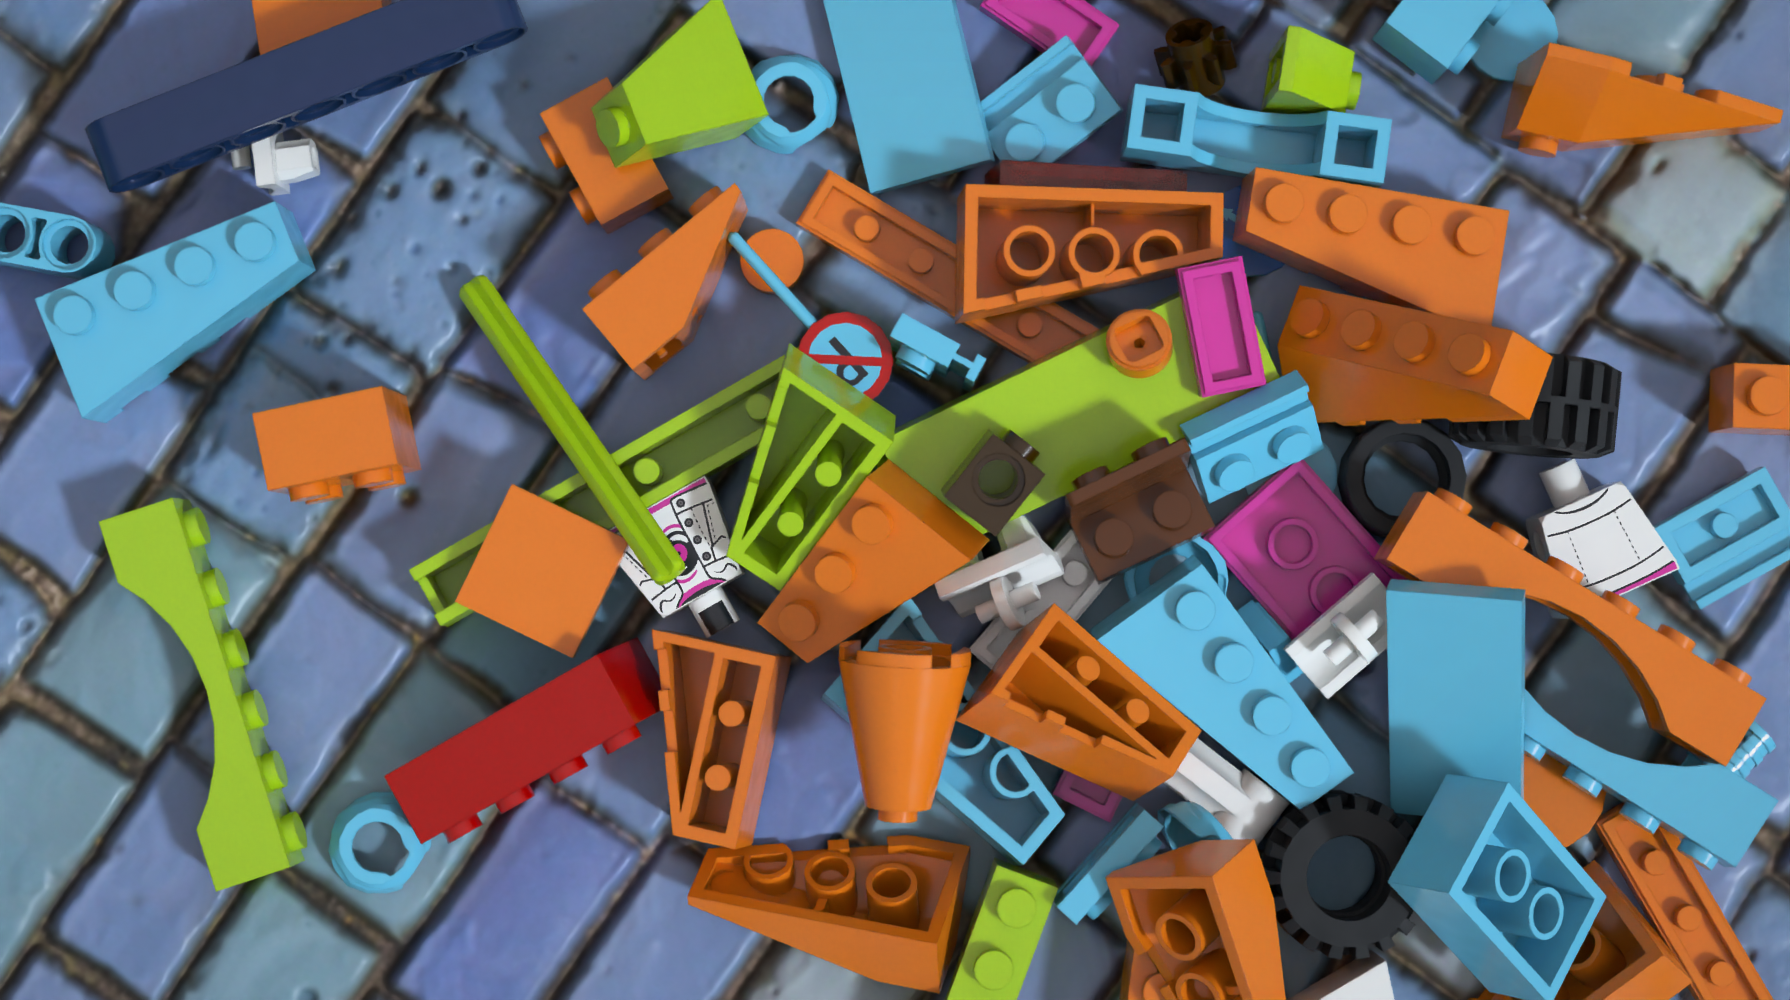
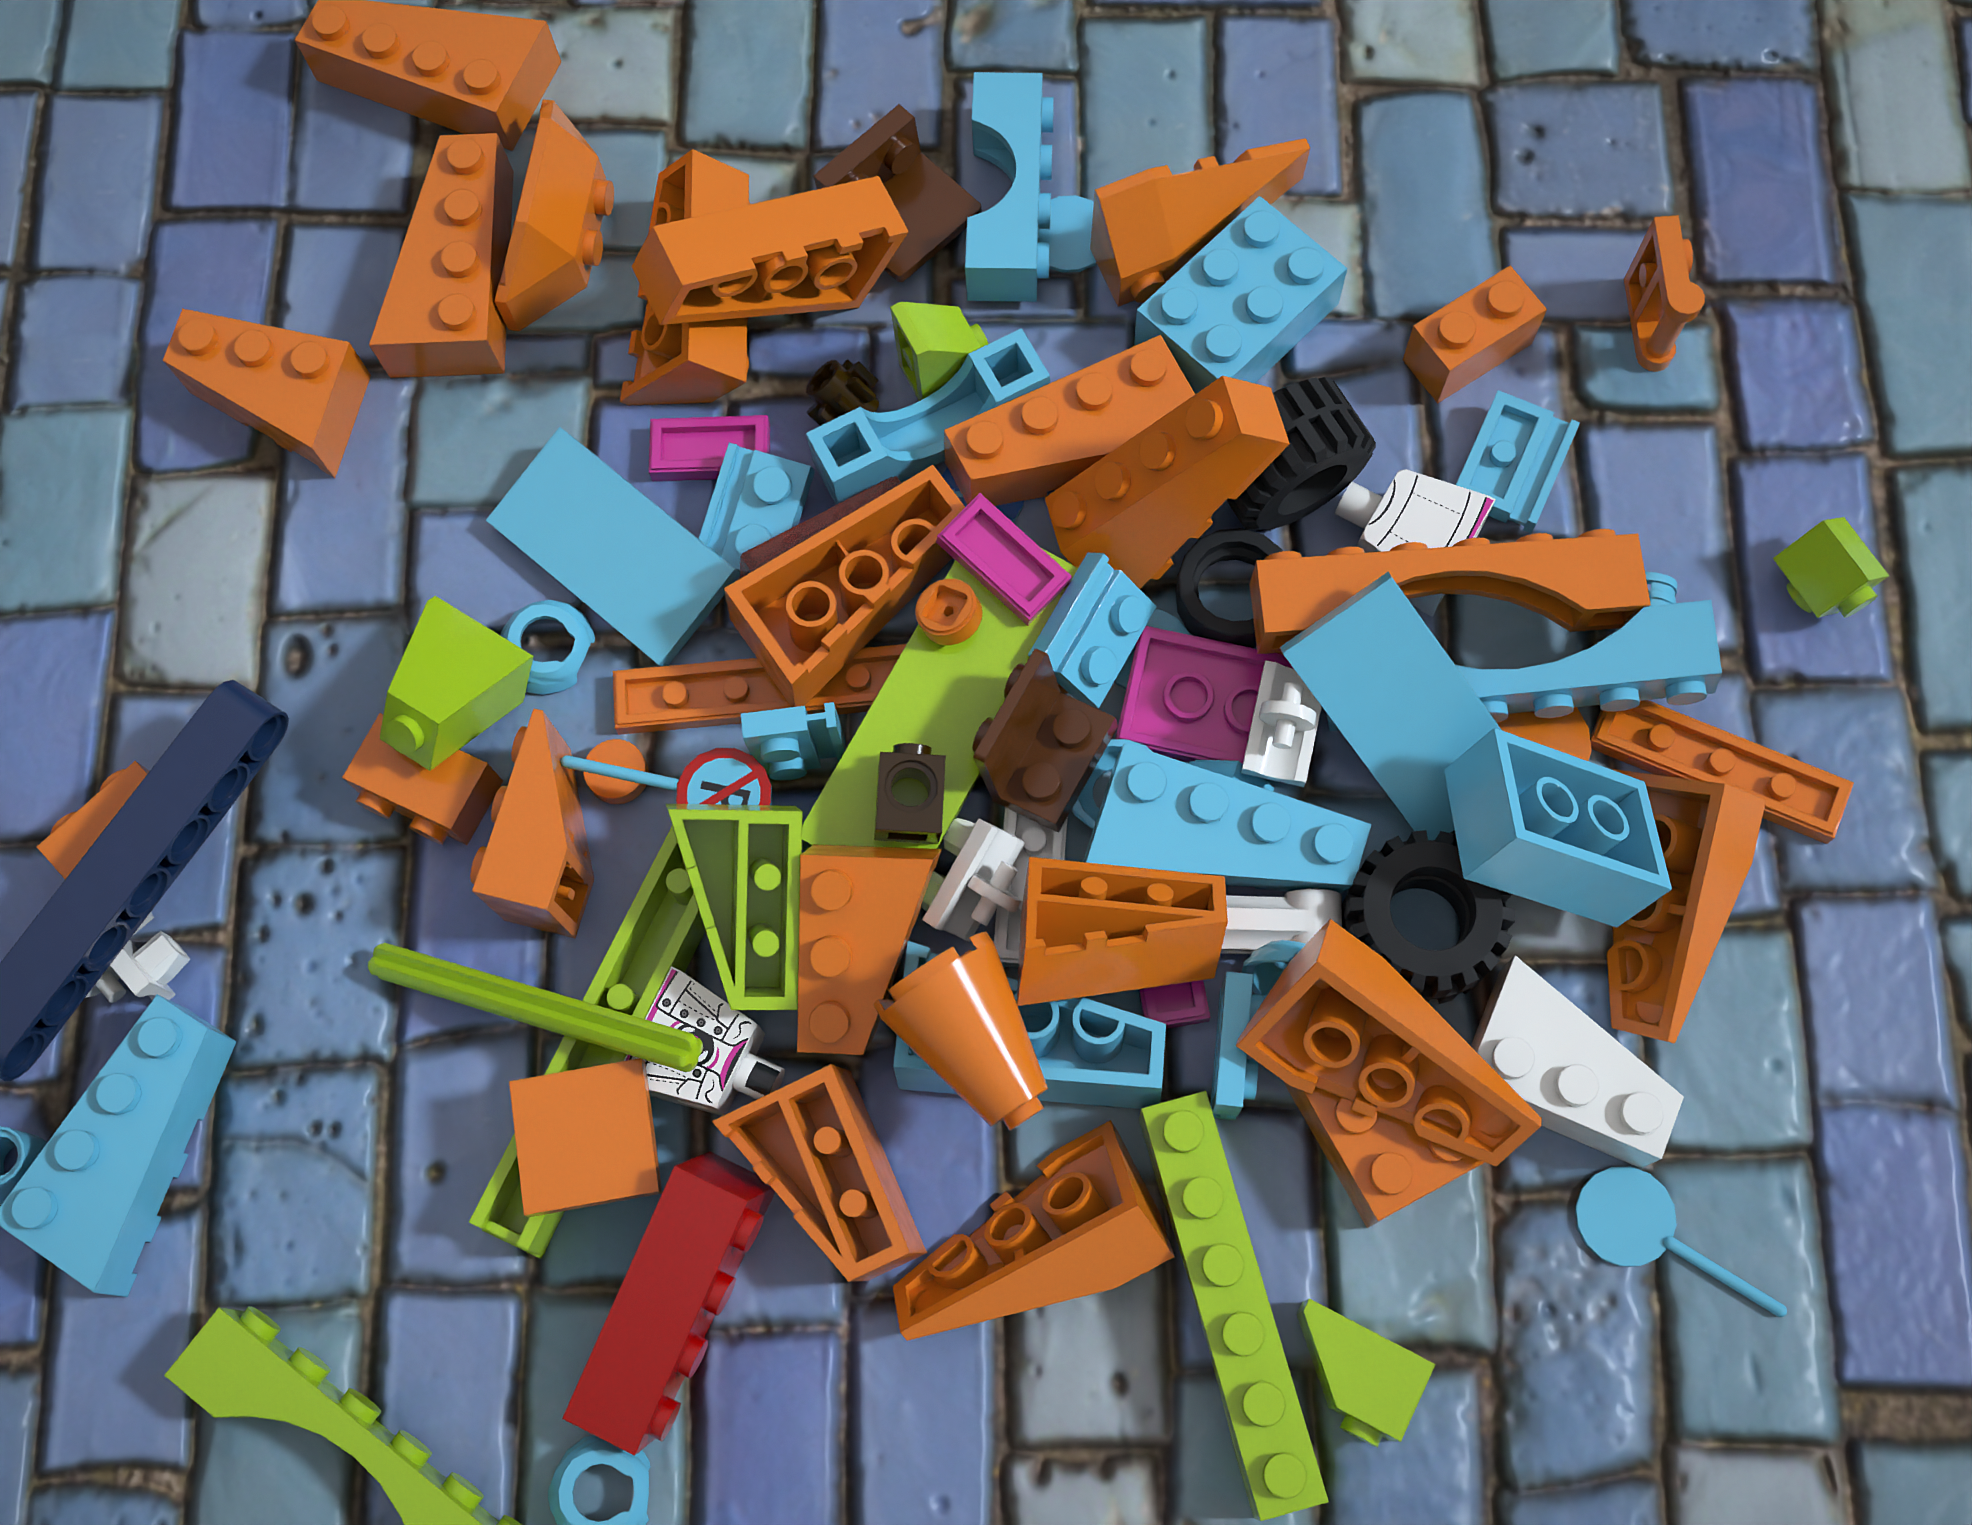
camera: 30 degrees left, 15 degrees down
(337, 443) = (337, 1158): orange brick -> none
(1605, 223) = (1243, 298): none -> medium azure brick

